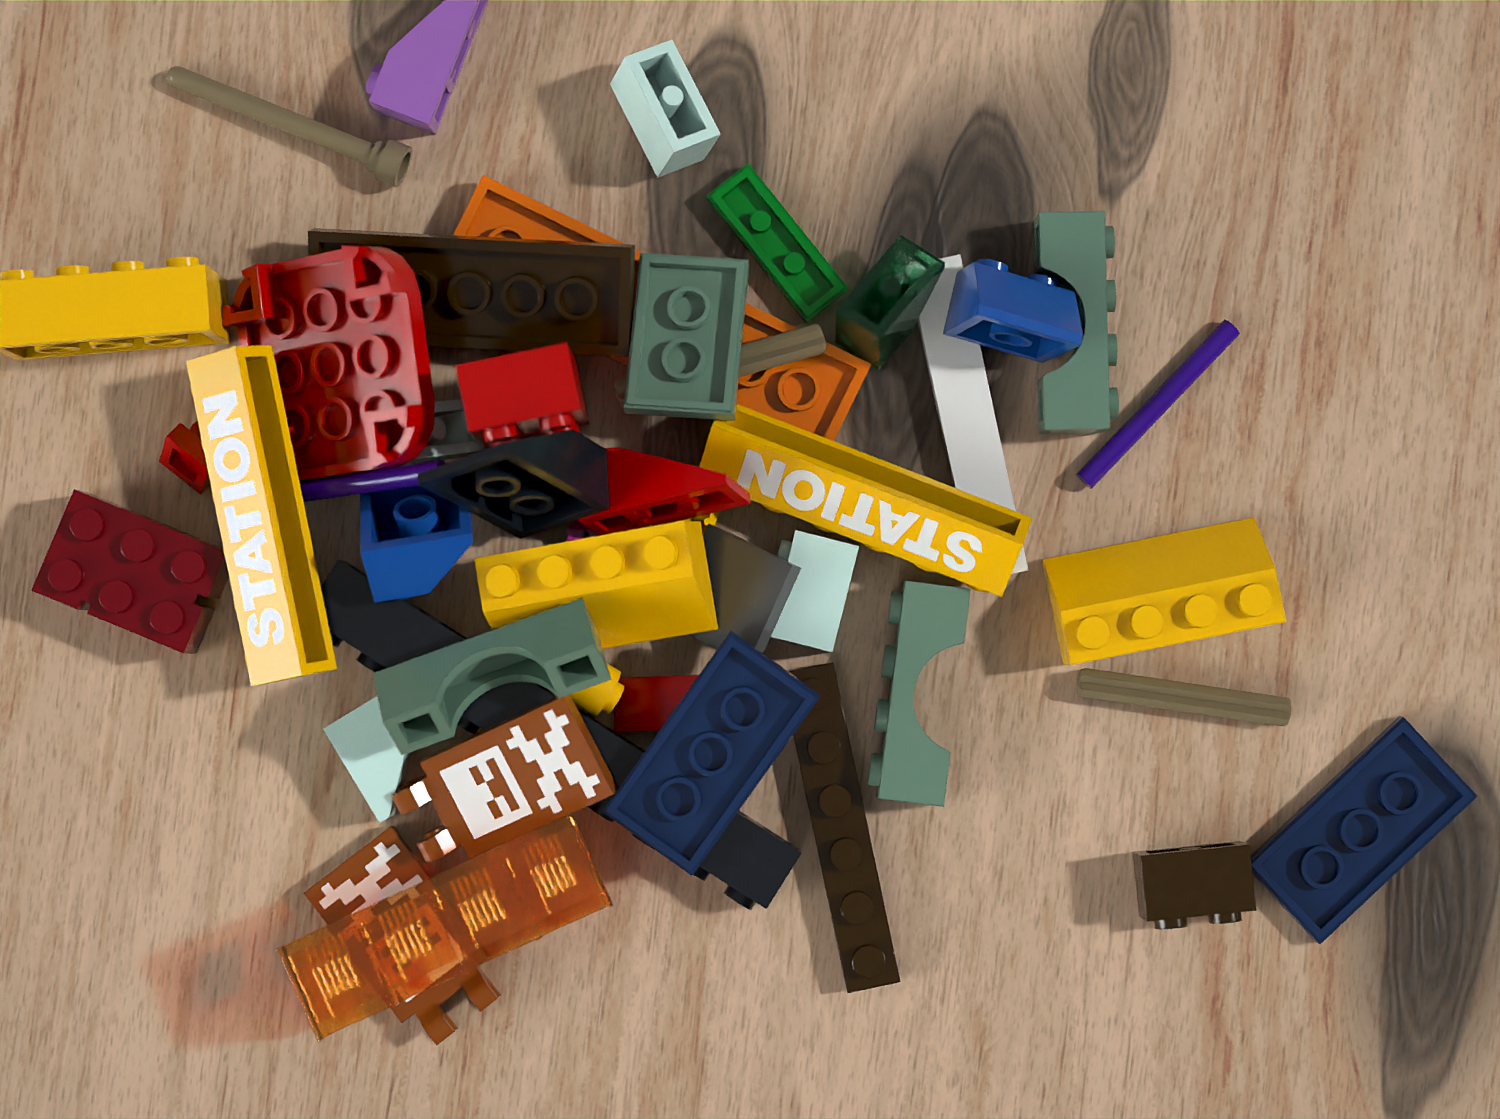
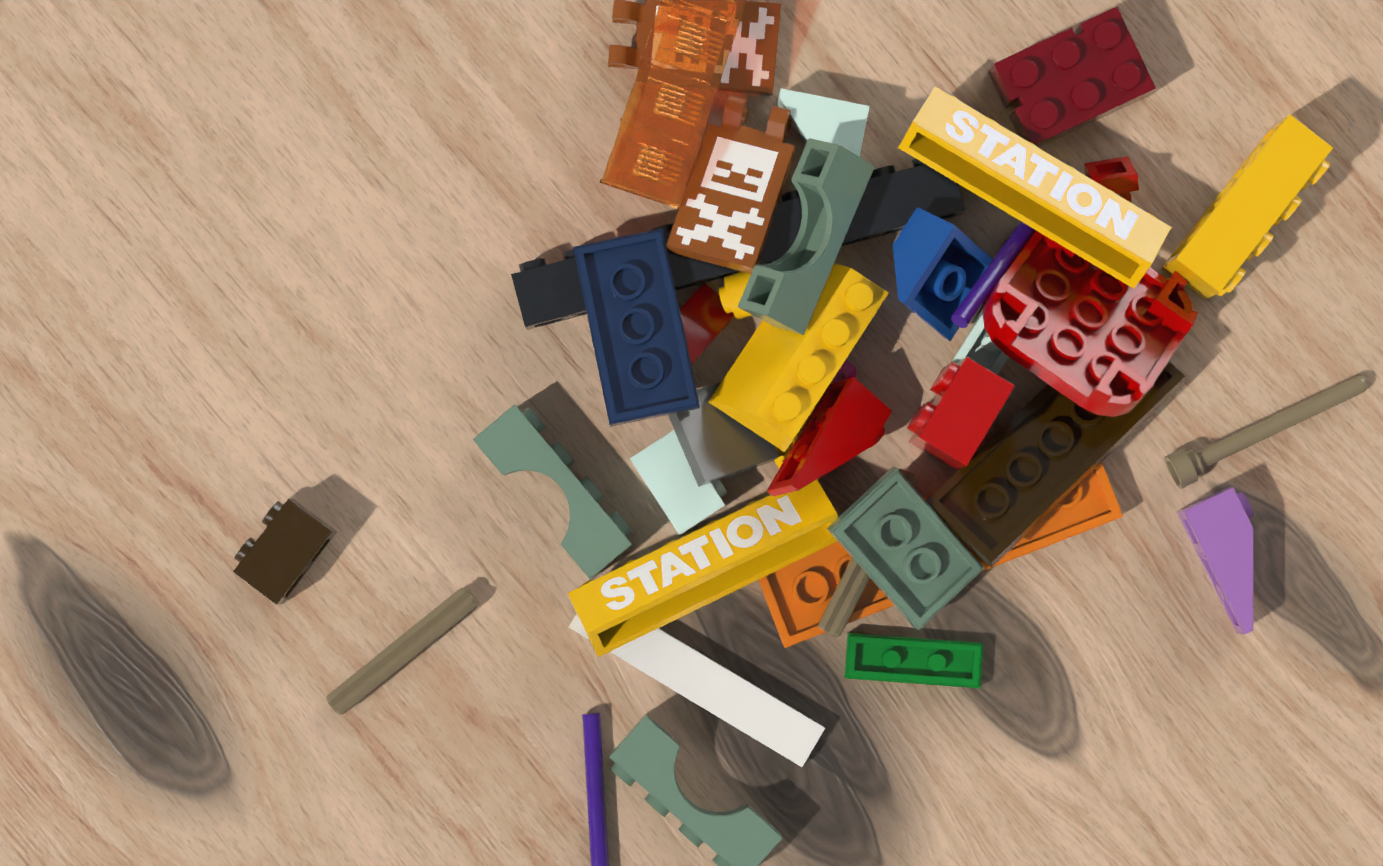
camera: 135 degrees right, 0 degrees up
(527, 482) = (903, 367): black slope -> none
(664, 108) = (1060, 666): light aqua brick -> none
(843, 837) = (511, 363): dark brown plate -> none
(887, 302) = (813, 693): clear green slope -> none
(1013, 312) = (736, 764): blue slope -> none
(1162, 591) = (478, 697): yellow slope -> none
(1360, 829) = (220, 684): dark blue tile -> none

